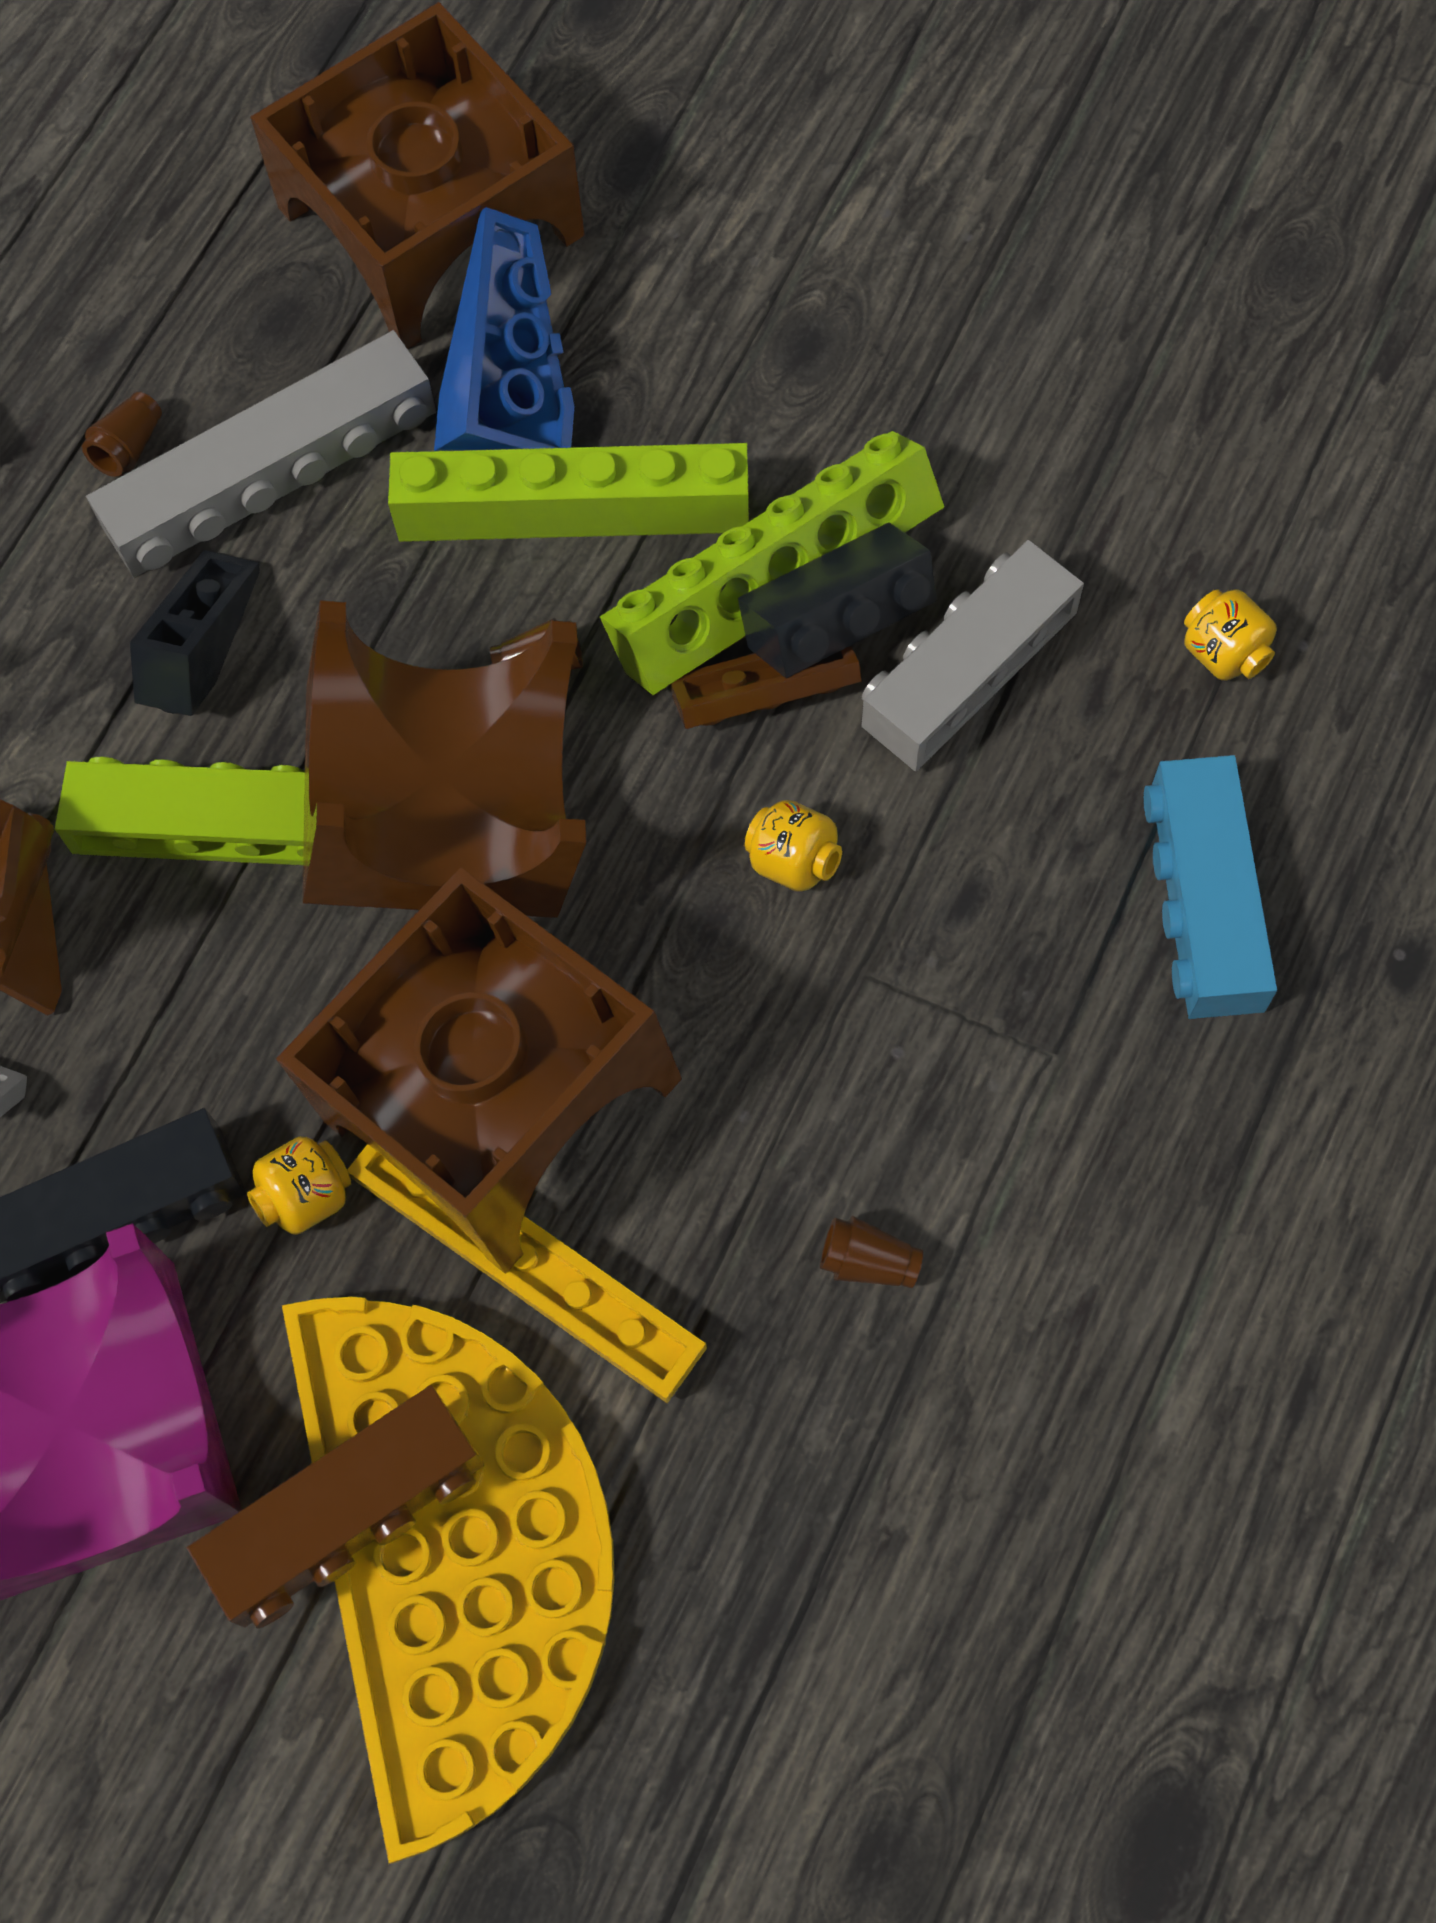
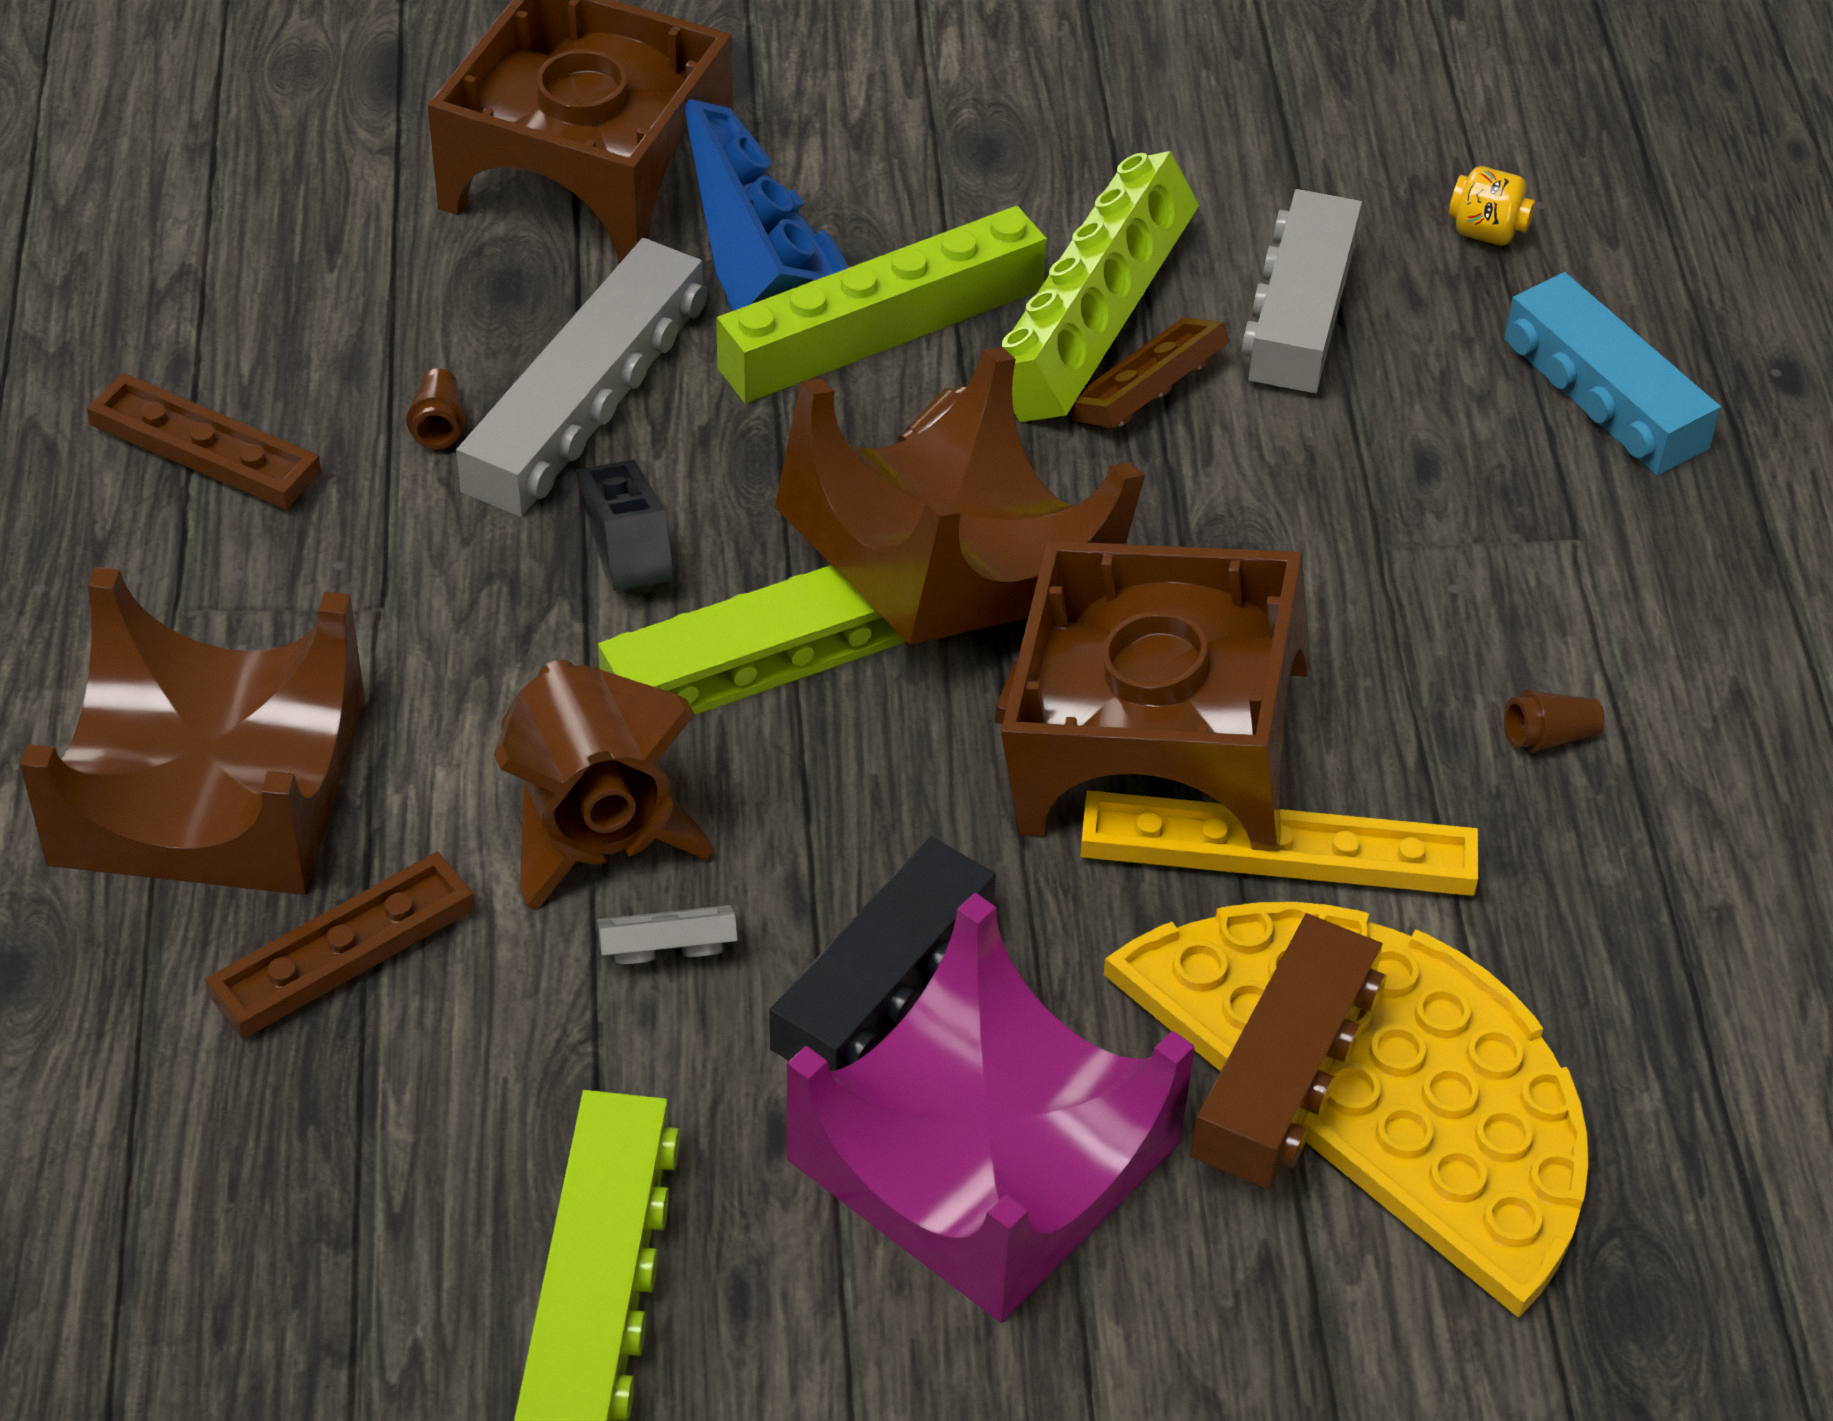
camera: 35 degrees left, 20 degrees down
(299, 1185) = (1051, 869): yellow head -> none
(793, 845) = (1266, 471): yellow head -> none
(837, 599) = (1171, 288): black brick -> none

